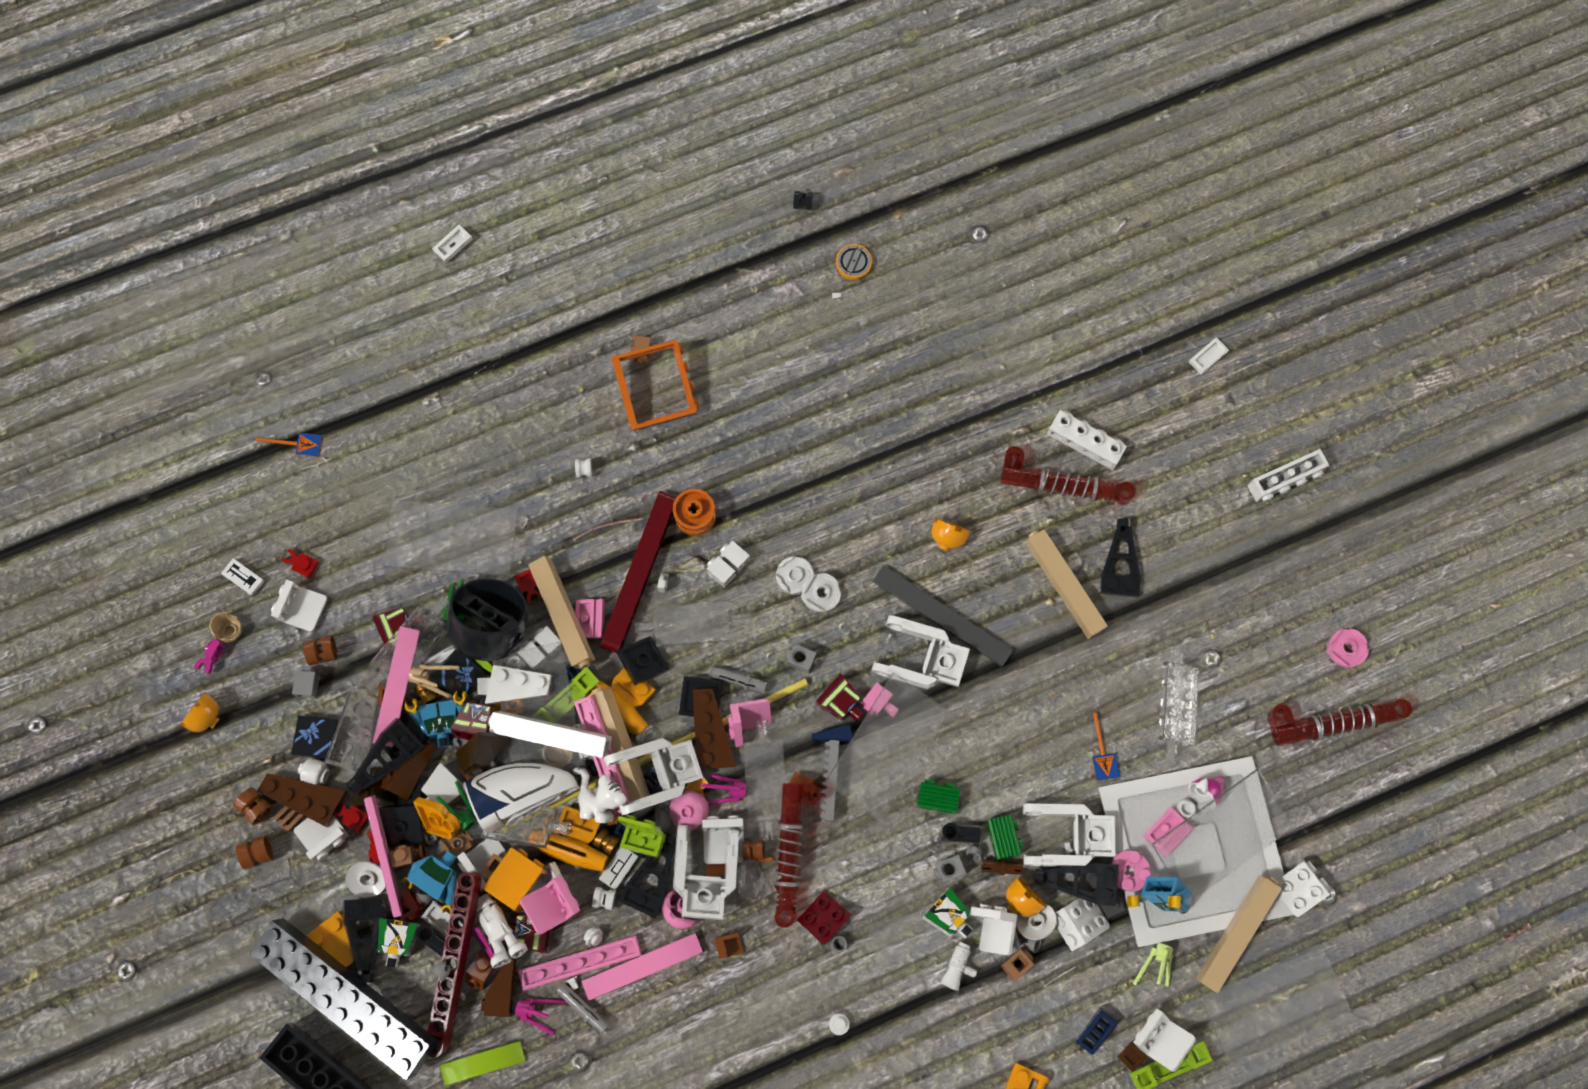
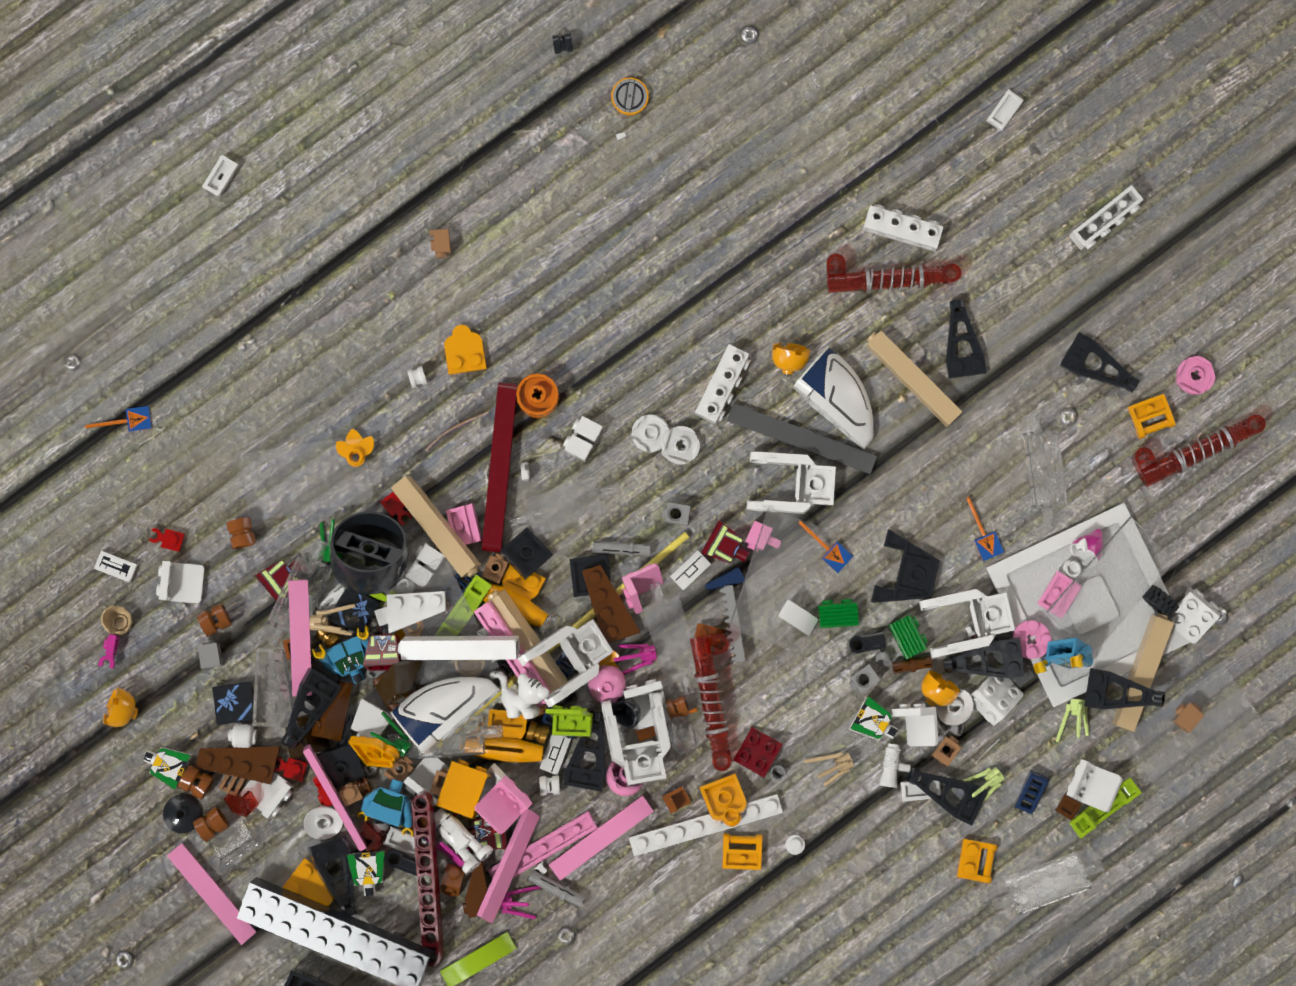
camera: 15 degrees left, 10 degrees up
(230, 782) = (168, 765): none -> torso
(233, 923) = (211, 893): none -> bright pink tile
(240, 833) = (191, 810): none -> black dish
(291, 840) = (241, 805): none -> clear red bracket
(371, 573) = (241, 533): none -> dark orange wheel
(442, 970) = (421, 888): light grey hinge -> none
(505, 517) = (355, 445): none -> light orange plate
(538, 971) = (508, 866): none -> bright pink tile
(593, 937) = (549, 822): white plate -> none
(608, 675) = (495, 576): none -> medium nougat brick
(635, 455) = (464, 351): none -> light orange plate
(683, 369) = (497, 268): orange window -> none
(700, 843) = (626, 713): none -> black hair
(752, 980) = (701, 827): none -> white plate
(778, 959) = (725, 800): none -> light orange plate
(779, 1024) = (740, 857): none -> light orange plate
(801, 717) = (690, 570): none -> white tile
(876, 544) = (720, 387): none -> white brick
(897, 790) = (798, 617): none -> white slope
(908, 951) = (842, 764): none -> tan plant
(949, 738) = (835, 556): none -> piece
(982, 999) = (912, 792): none -> white tile
(987, 583) = (838, 396): none -> white panel
(1025, 776) = (915, 573): none -> black wing
(1028, 1028) = (968, 806): none -> black plate
(1059, 1006) = (993, 779): none -> yellowish green plant
(1188, 940) = (1098, 688): none -> black plate
(1234, 598) = (1077, 354): none -> black plate
(1271, 863) = (1160, 601): none -> black tyre
(1276, 991) = (1187, 716): none -> medium nougat brick
(1296, 670) = (1150, 409): none -> light orange plate

